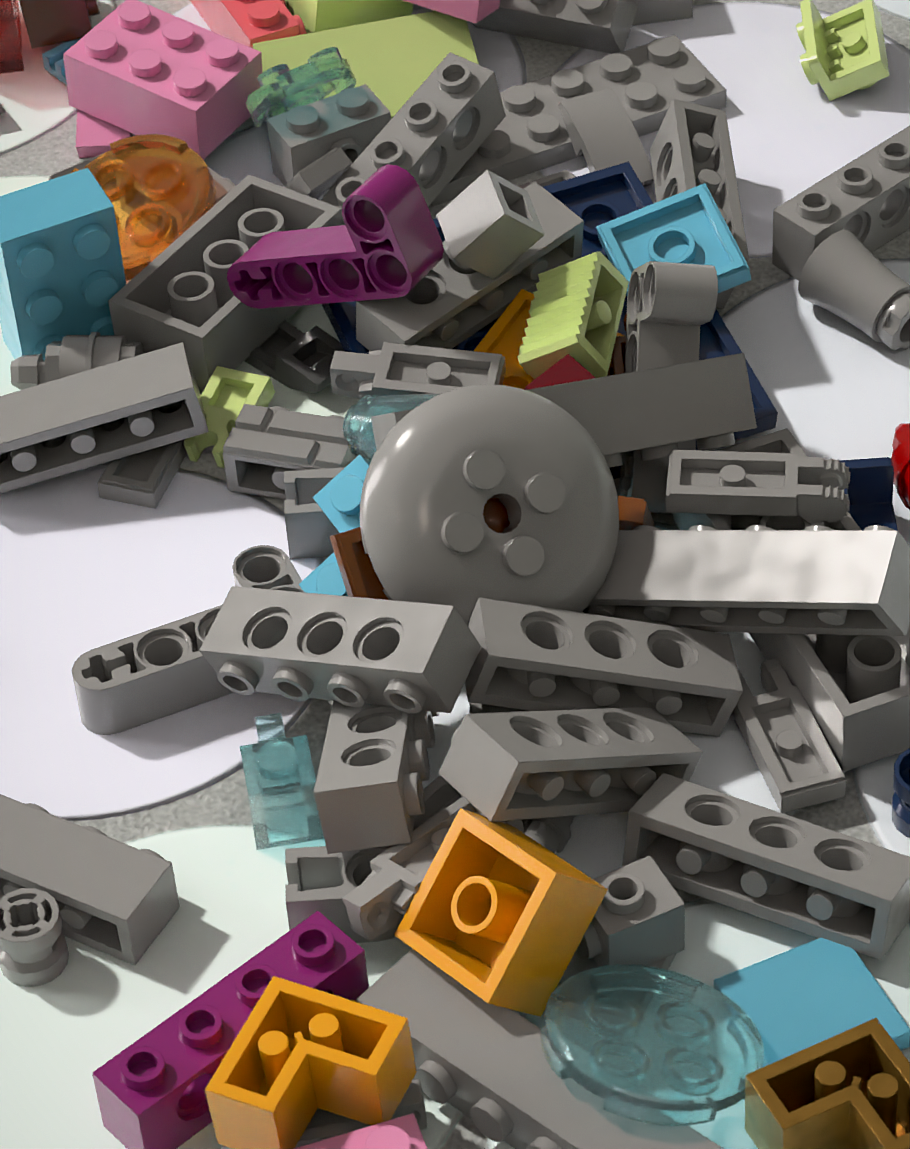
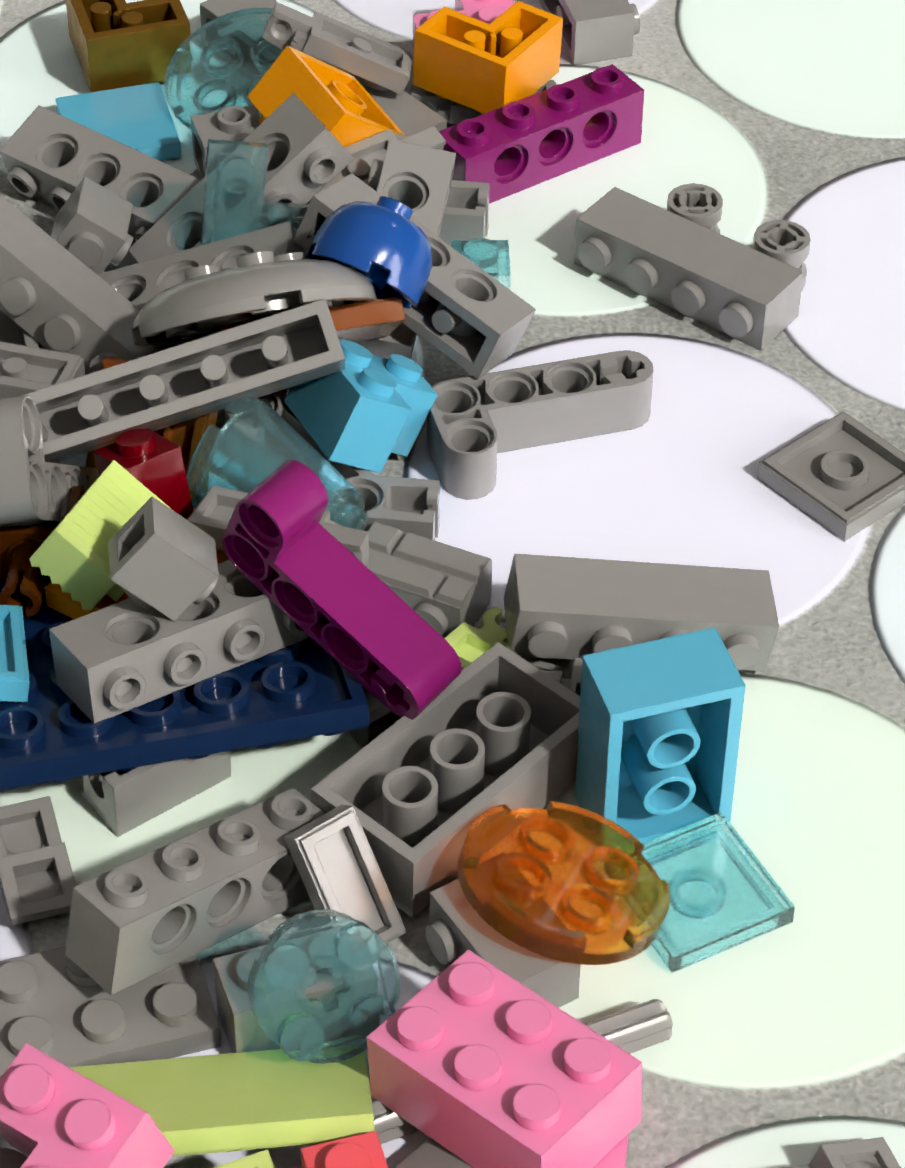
camera: 175 degrees left, 0 degrees up
(373, 542) = (379, 245): none -> blue cylinder
(506, 1010) = (341, 46): none -> light grey hinge
(558, 681) = (236, 192): none -> clear light blue plate
(752, 750) = (94, 226): none -> light grey brick

